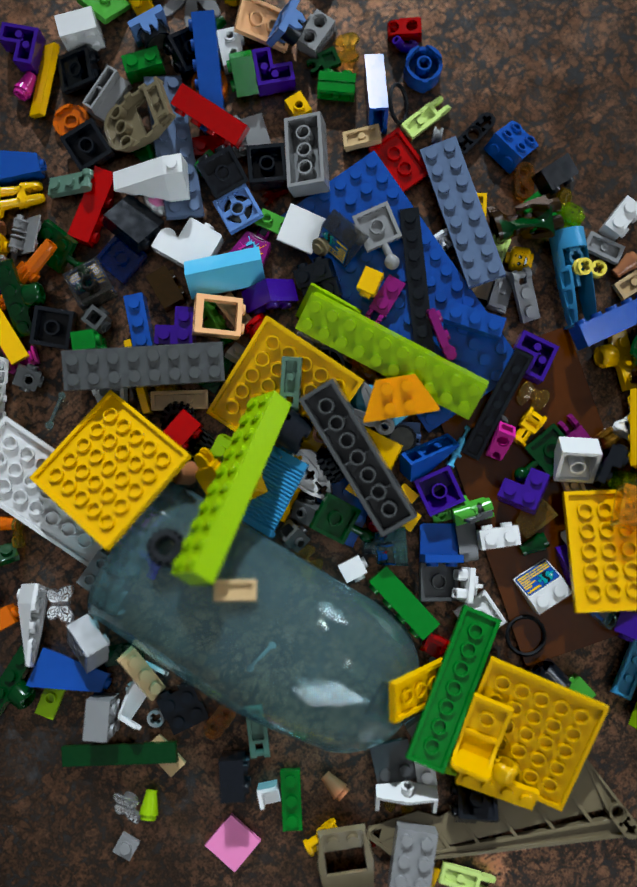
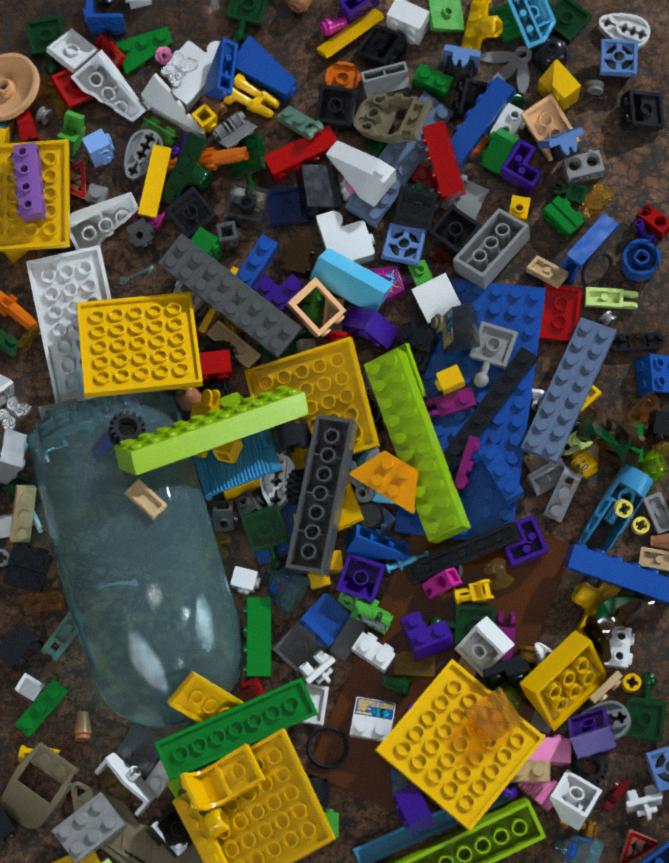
camera: 45 degrees right, 10 degrees down
(291, 380) = (325, 398): sand green plate -> none

